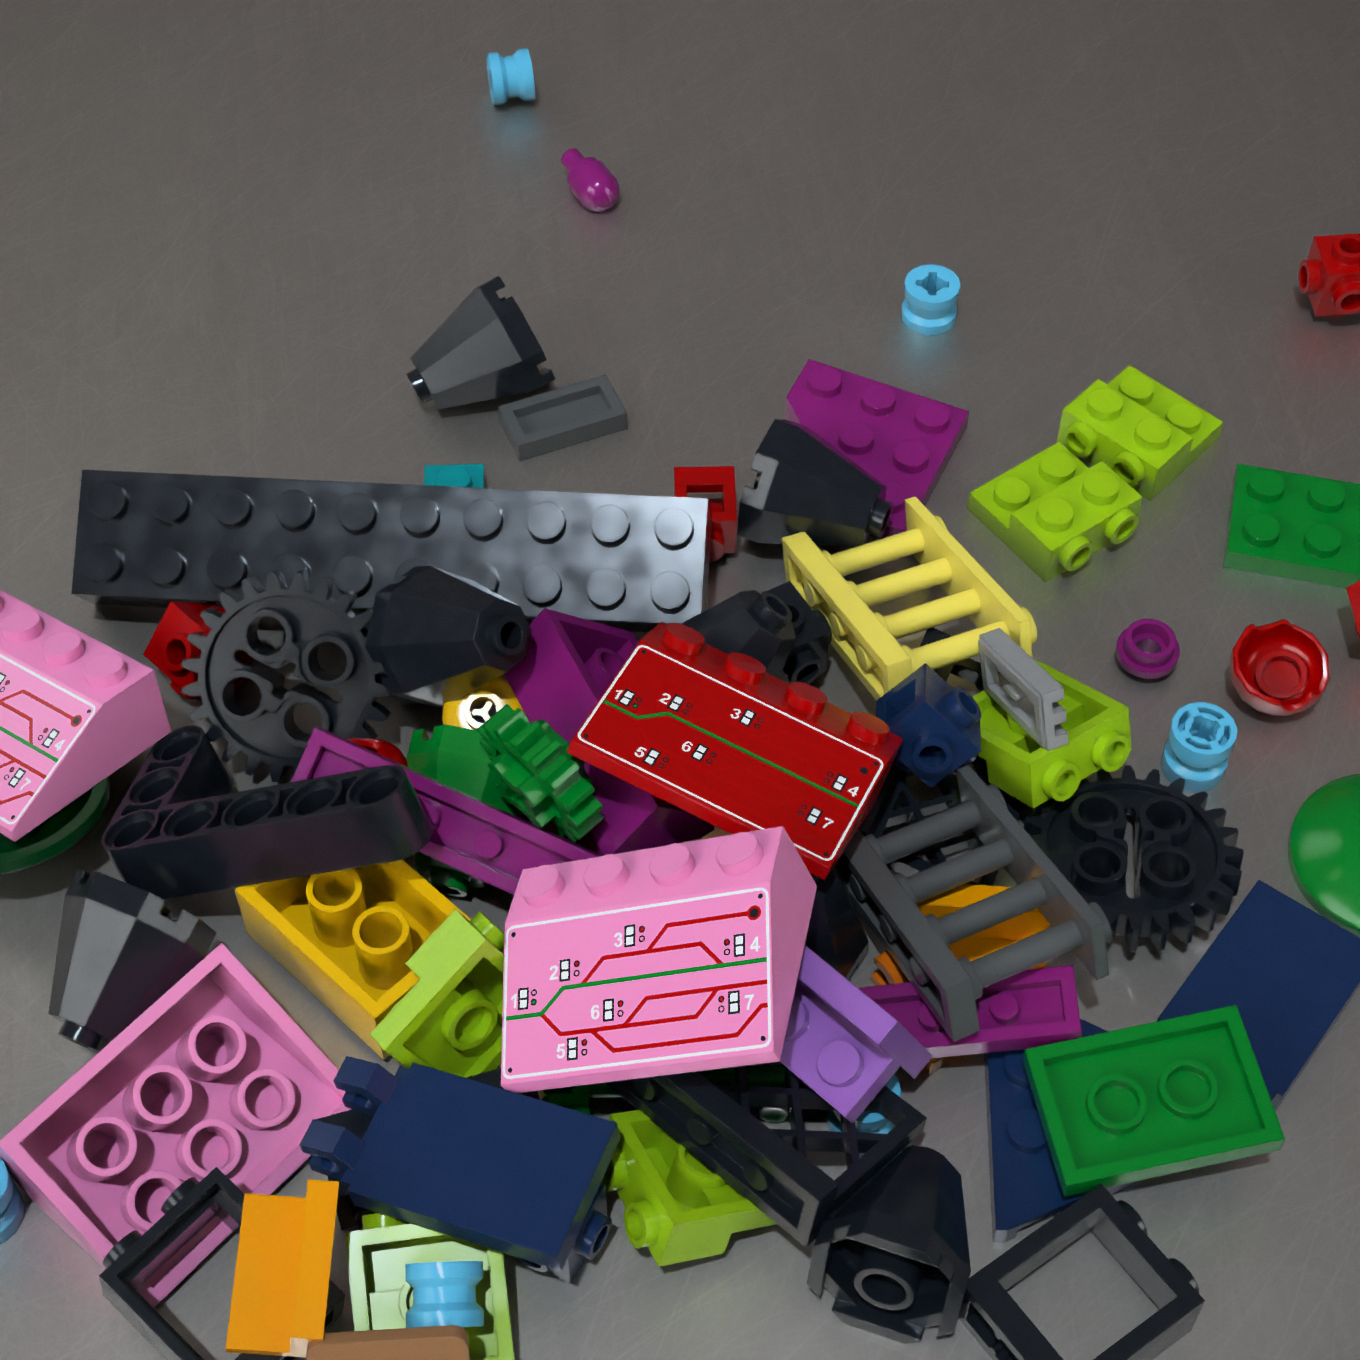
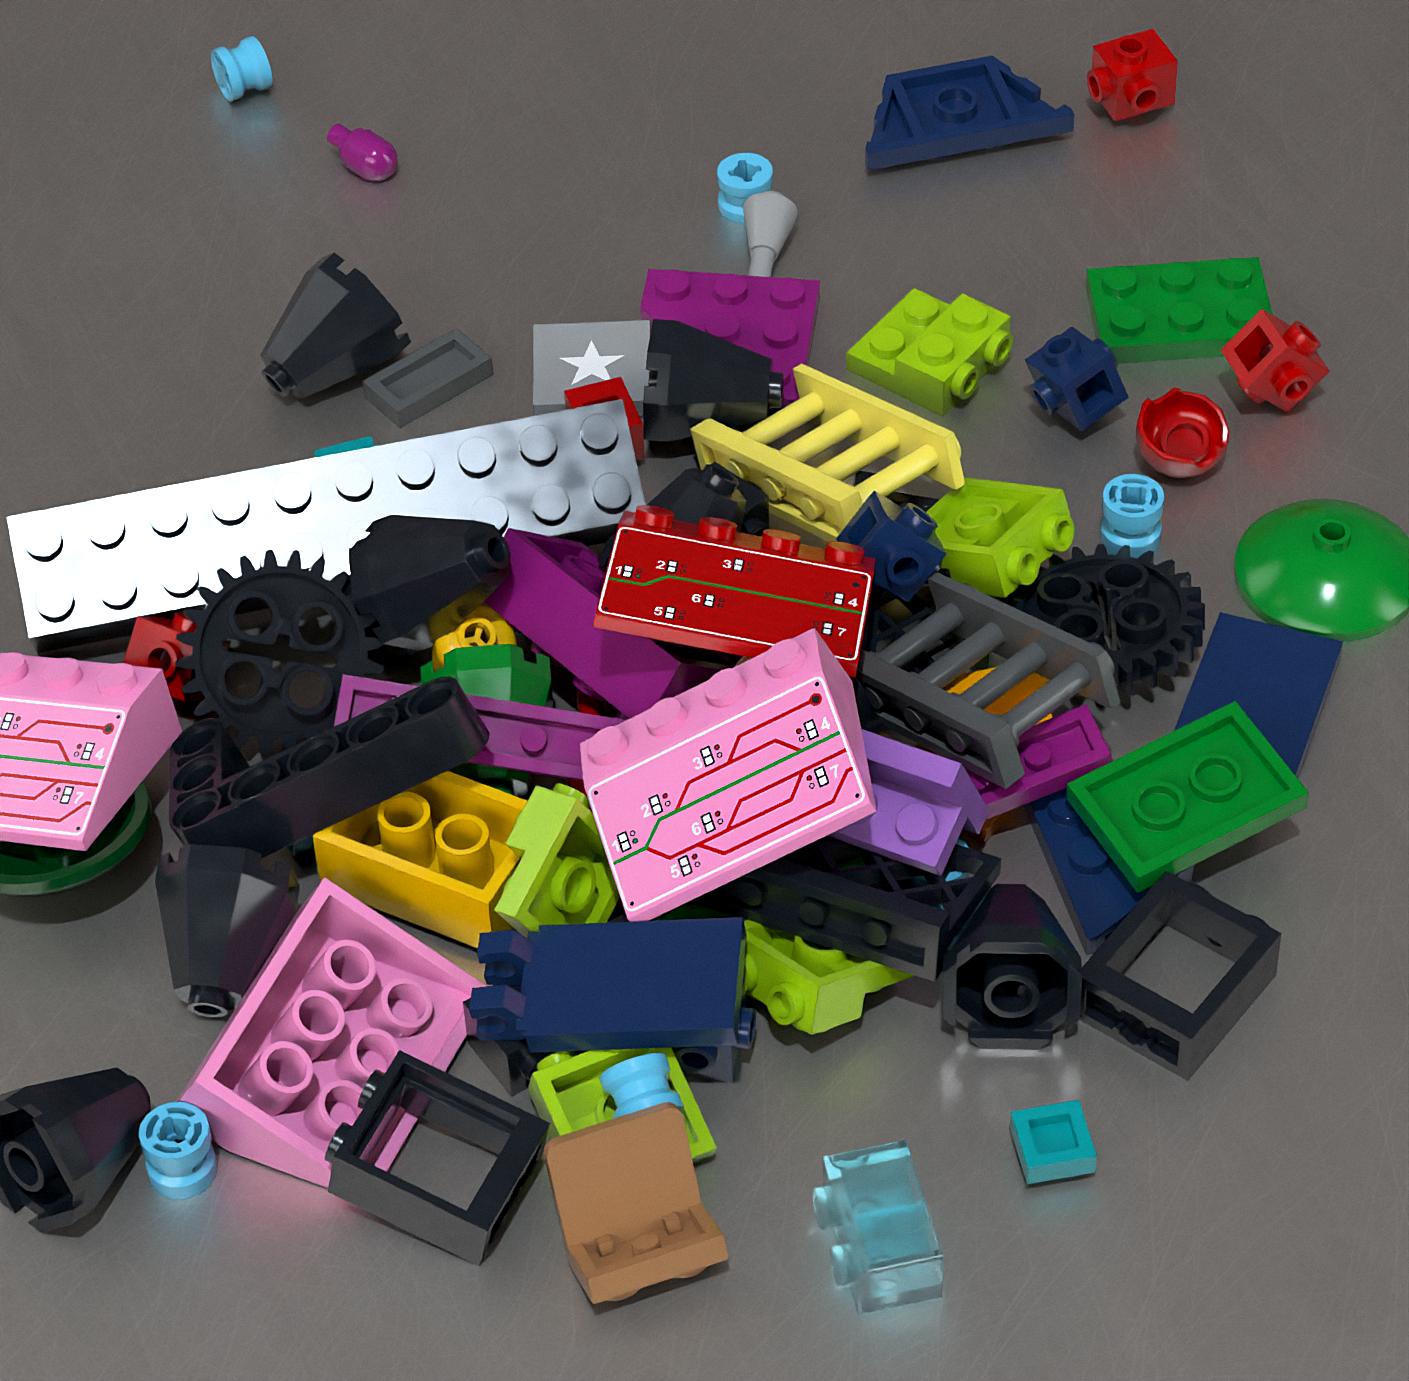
camera: 15 degrees left, 5 degrees down
(282, 1271) = (497, 1110): light orange panel -> none
(540, 774) = (565, 660): green gear -> none
(711, 432) = (587, 354): none -> light grey tile
(938, 342) = (768, 223): none -> light grey cone
(1023, 689) = (960, 490): light grey tile -> none
(1137, 430) = (984, 259): lime plate -> none
(1150, 637) = (1058, 447): magenta plate -> none
(1163, 270) = (958, 111): none -> dark blue wing
(1188, 580) = (1076, 378): none -> dark blue brick

